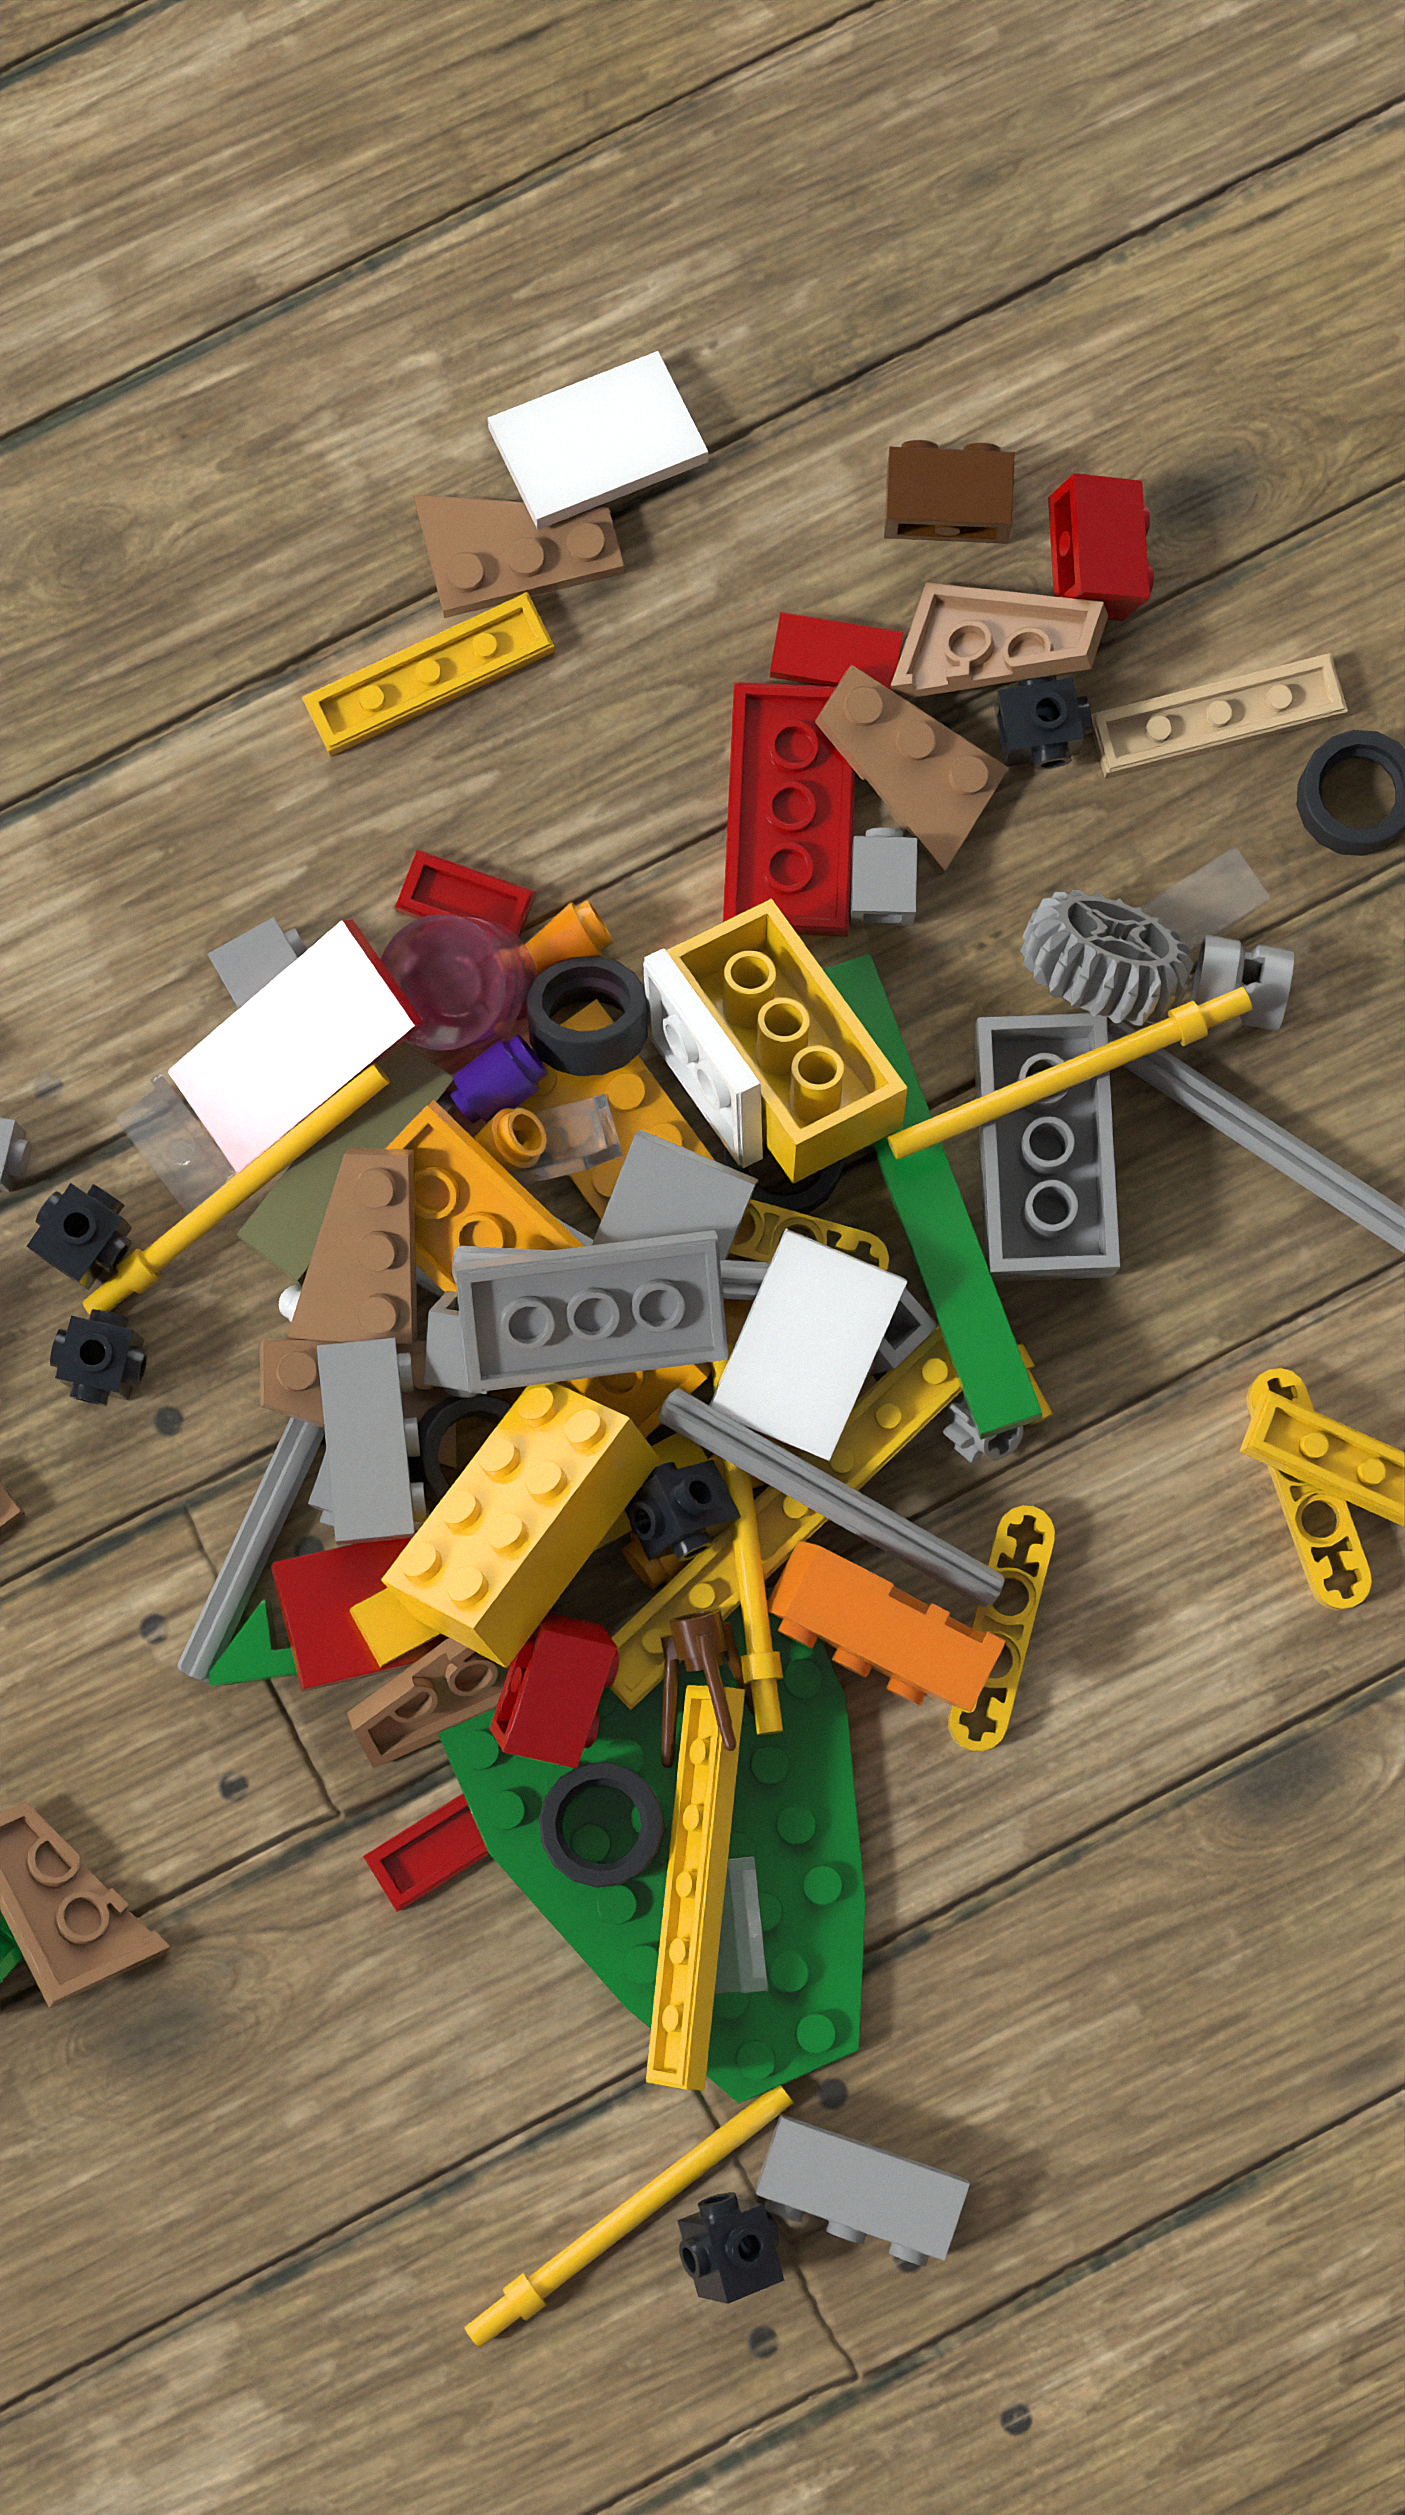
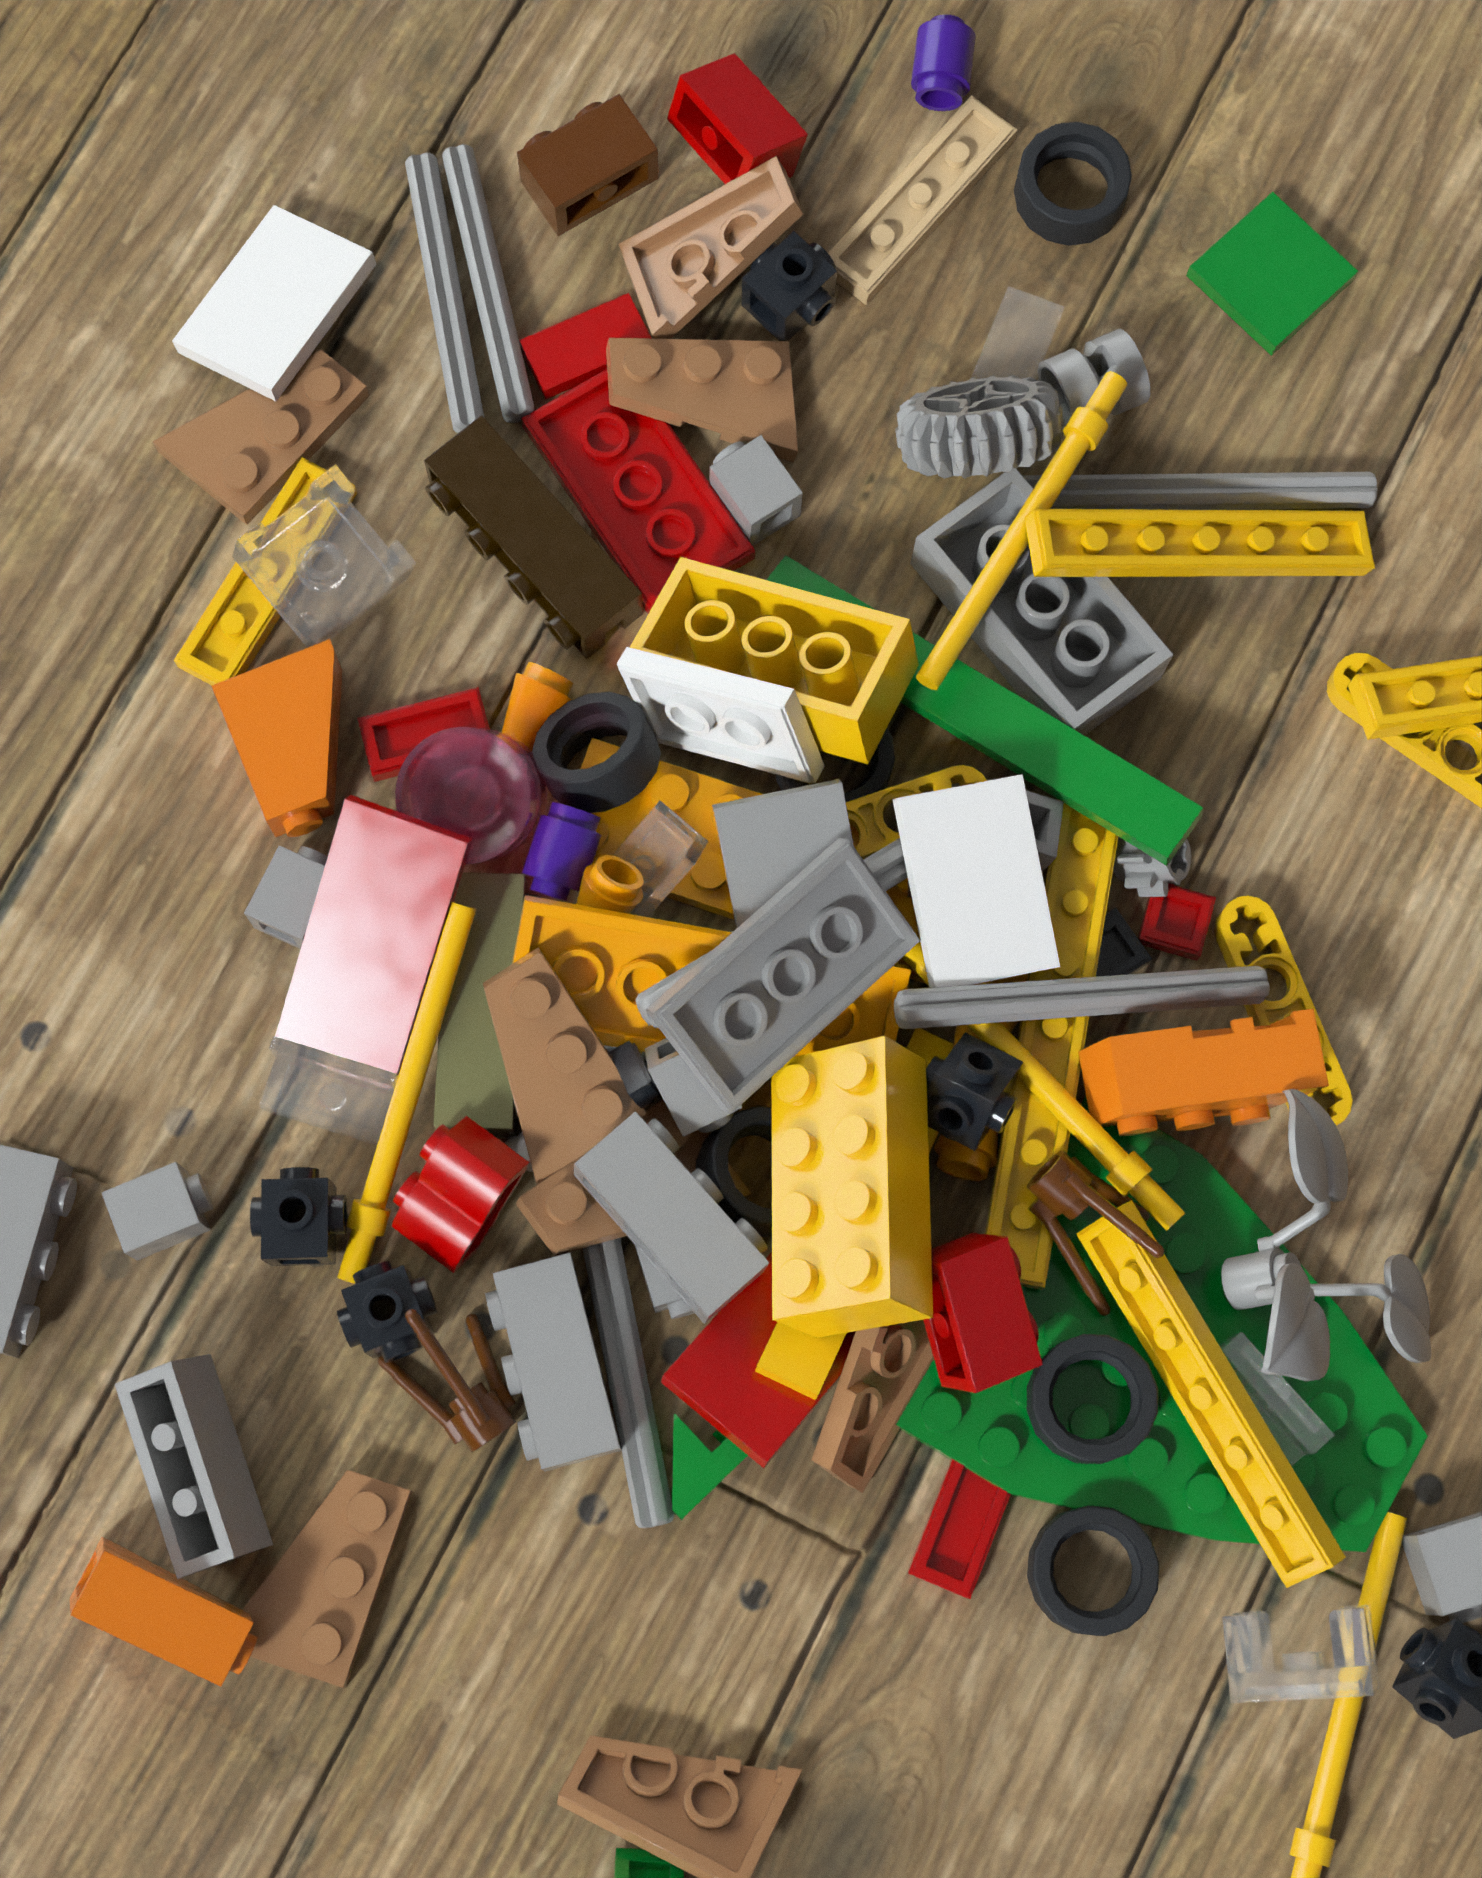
camera: 40 degrees left, 5 degrees down
(113, 1487) = (477, 1412): none -> reddish brown plant
(201, 1491) = (553, 1363): none -> light grey brick
(218, 1301) = (458, 1192): none -> red brick
(348, 827) = (288, 735): none -> orange slope
(422, 1297) = (635, 1074): none -> black tile
(464, 1981) = (1141, 1555): none -> black tyre
(477, 697) = (322, 561): none -> clear panel
(576, 2125) = (1302, 1674): none -> clear panel
(668, 793) = (532, 537): none -> dark brown brick
(748, 526) = (444, 290): none -> light grey axle
(787, 1879) = (1297, 1326): none -> light grey plant
(791, 541) = (488, 283): none -> light grey axle
(901, 1480) = (1120, 948): none -> black tile
(971, 1491) = (1177, 922): none -> red tile
(1220, 1187) = (1197, 543): none -> yellow tile
(1325, 607) = (943, 62): none -> dark purple brick

